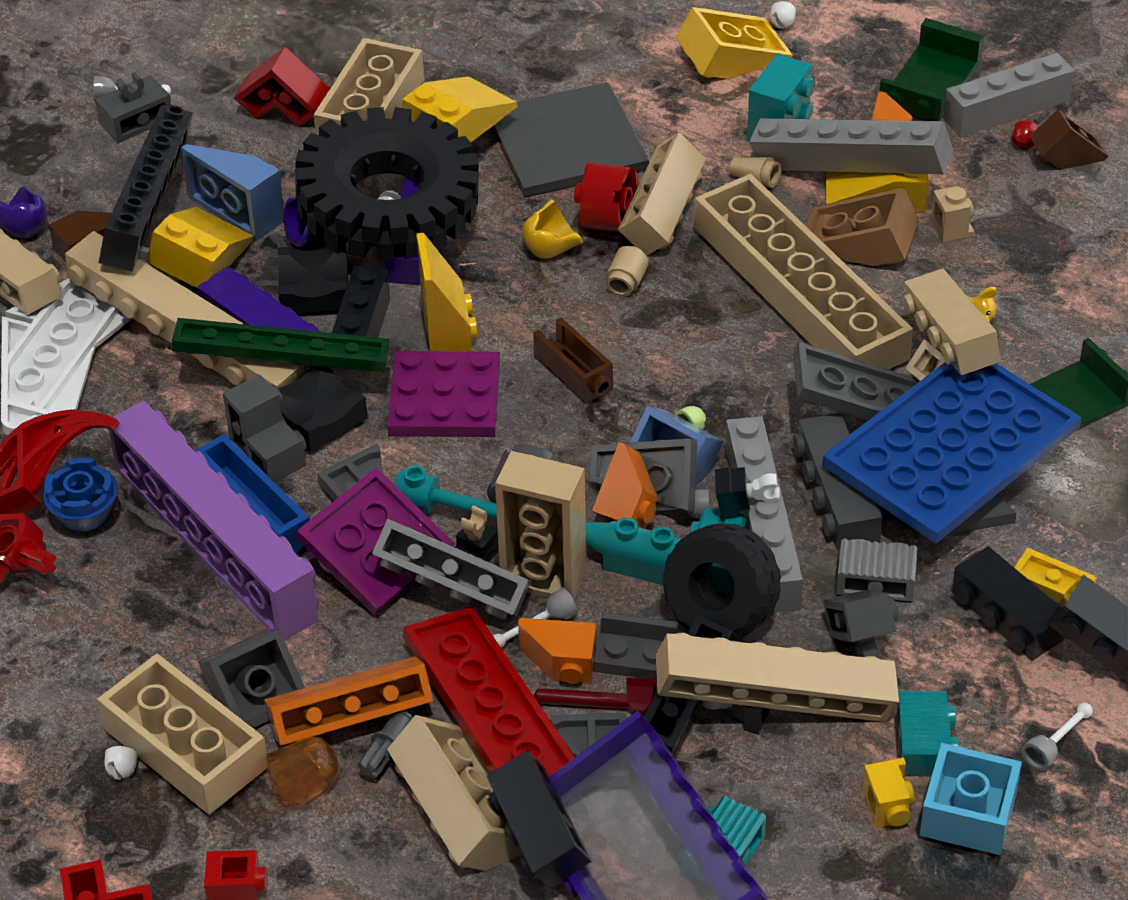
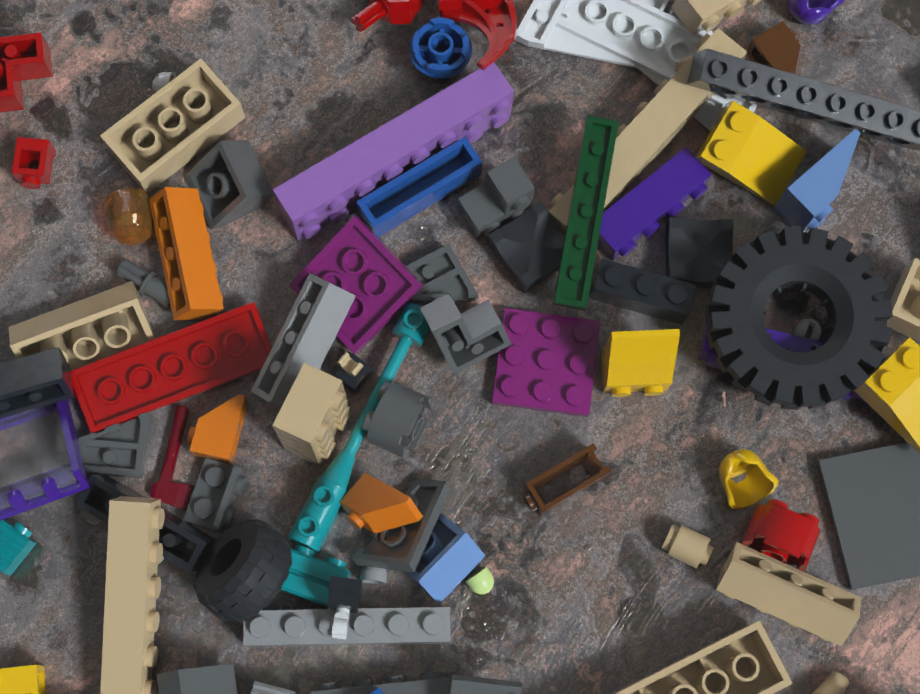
camera: 90 degrees right, 30 degrees up
(424, 439) = (465, 336): none -> dark grey brick
(558, 607) = (267, 434): light grey hinge -> none

